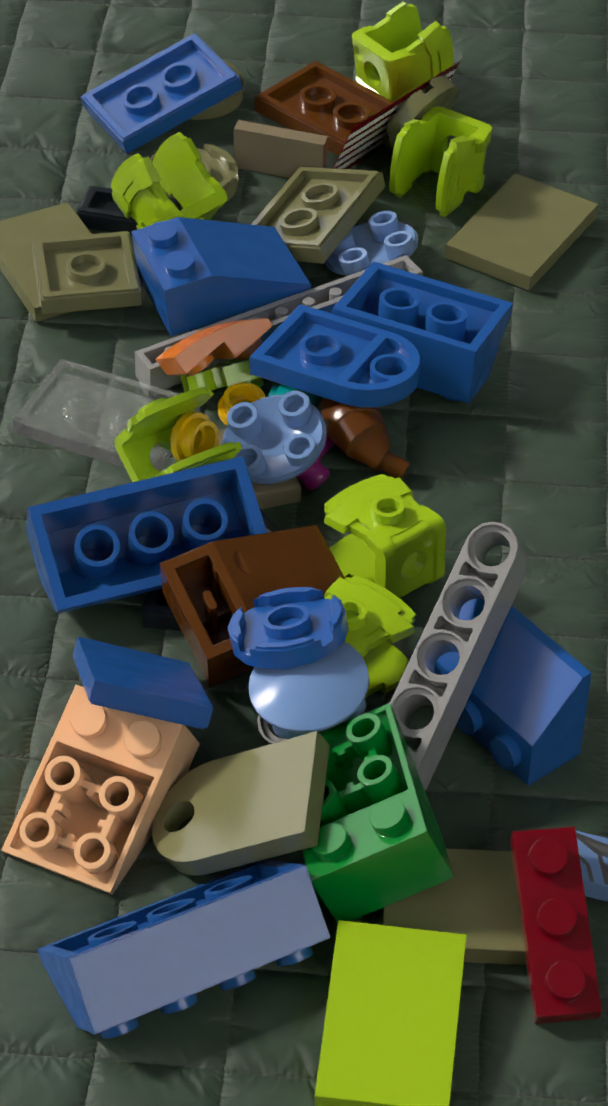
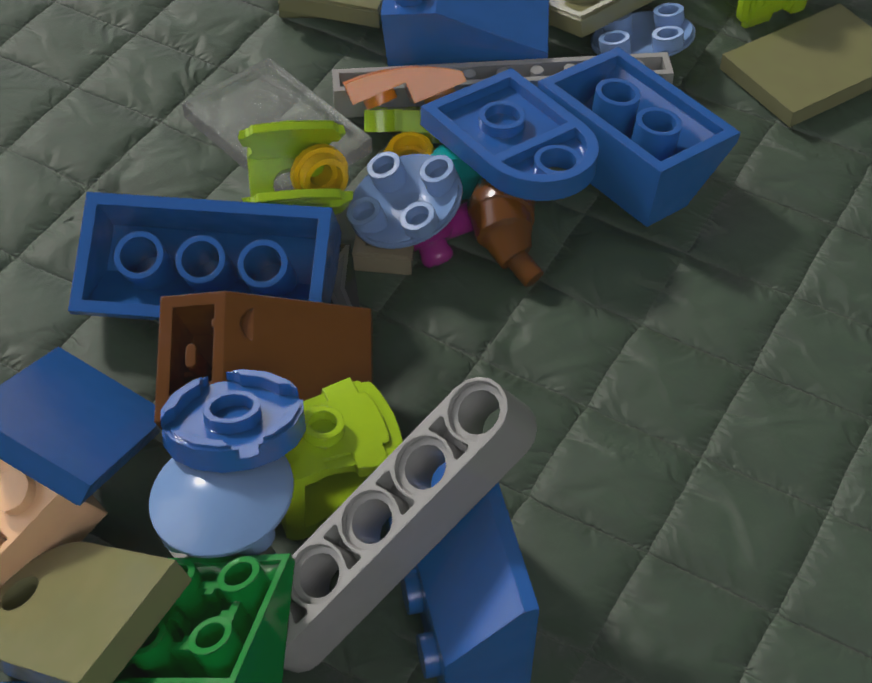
camera: 25 degrees right, 5 degrees up
(386, 534) = (442, 339): lime piece -> none

